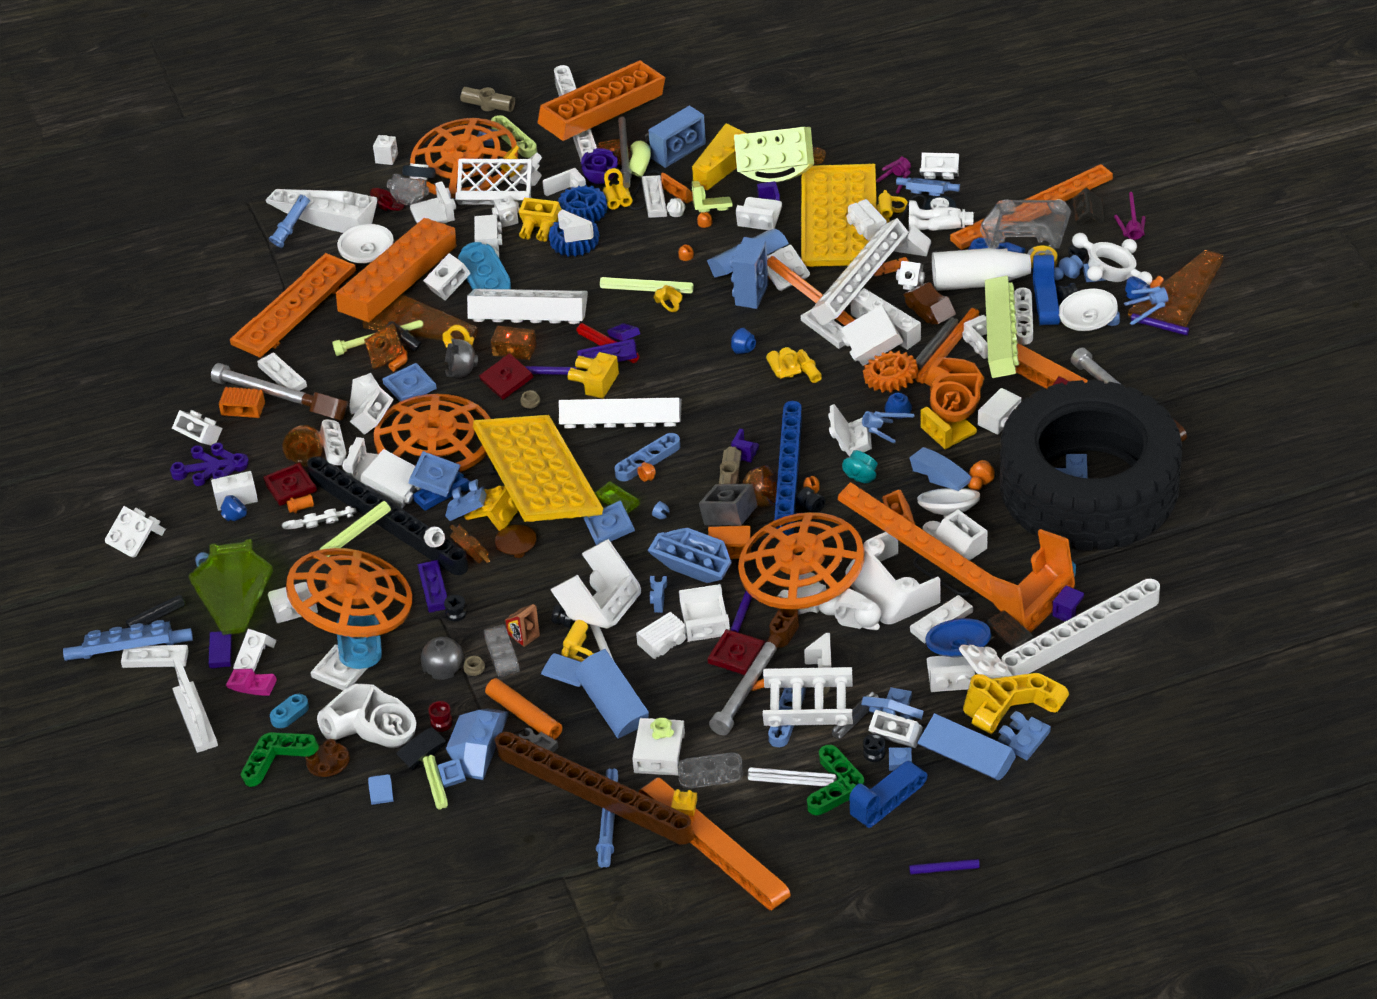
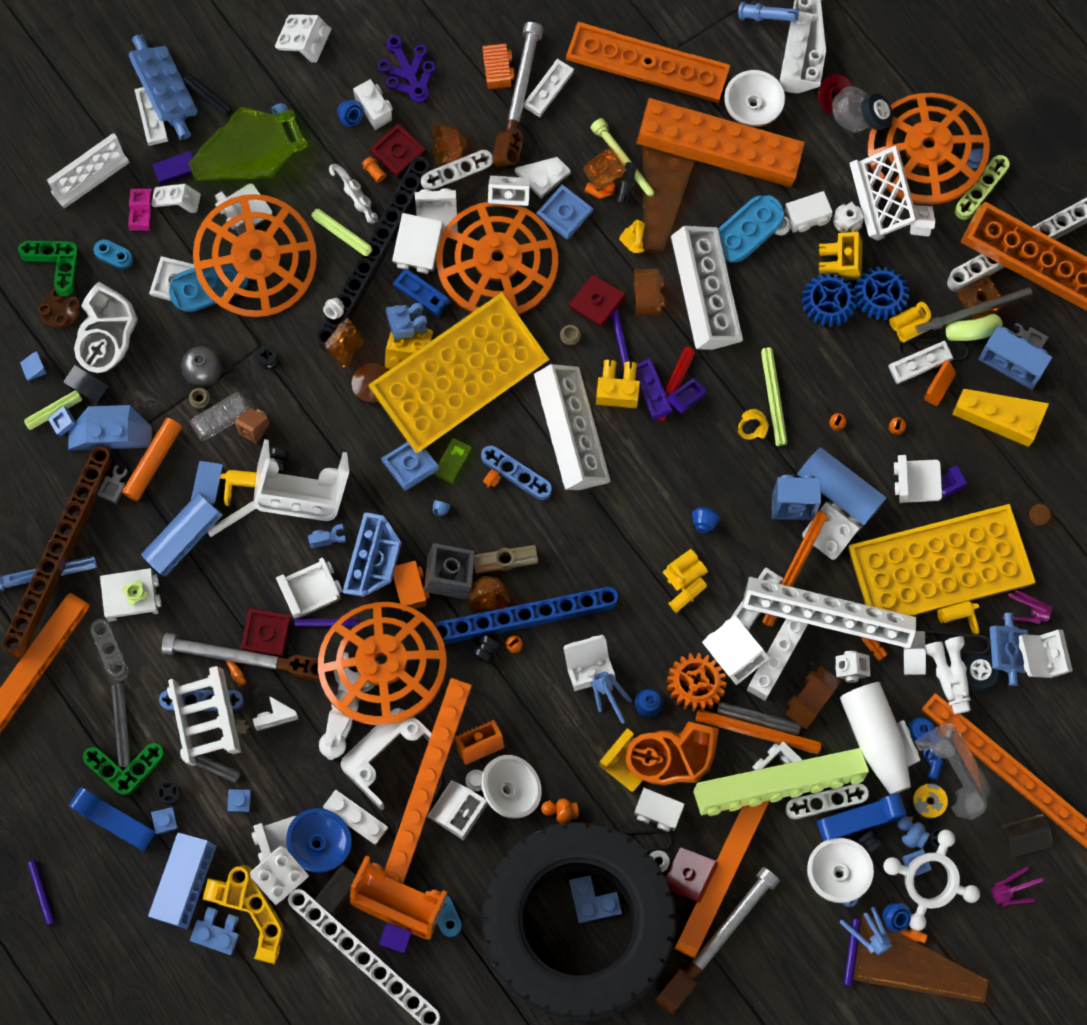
camera: 70 degrees right, 30 degrees up
(196, 427) = (445, 39): white brick -> none
(385, 149) = (915, 65): white brick -> none
(432, 585) = (295, 327): dark purple tile -> none
(434, 474) = (428, 279): medium blue plate -> none
(436, 209) = (834, 146): white bracket -> none
(440, 716) = (127, 384): dark red wheel -> none
(447, 276) = (724, 195): white brick -> none
(460, 358) = (605, 249): flat silver cylinder -> none
(487, 99) = (1033, 150): dark tan piece -> none
(510, 155) = (923, 199): yellow panel -> none
(562, 181) = (921, 265): white bracket -> none
(574, 227) = (820, 299): white slope -> none
(597, 163) = (941, 291): dark purple cylinder -> none
(662, 635) = (270, 557): white brick -> none
(676, 207) = (907, 390): white plate -> none
(684, 802) = (52, 638): yellow tile -> none
(705, 205) = (919, 423): yellowish green bracket -> none
(747, 448) = (550, 563): dark purple panel -> none
(774, 153) = (1004, 469): yellowish green piece -> none
(860, 467) = (541, 687): teal piece -> none
(865, 218) = (924, 597): white brick -> none
(892, 707) = (209, 796): medium blue plate -> none
(896, 728) = (188, 808): white brick -> none
(939, 469) = (557, 768): medium blue slope -> none

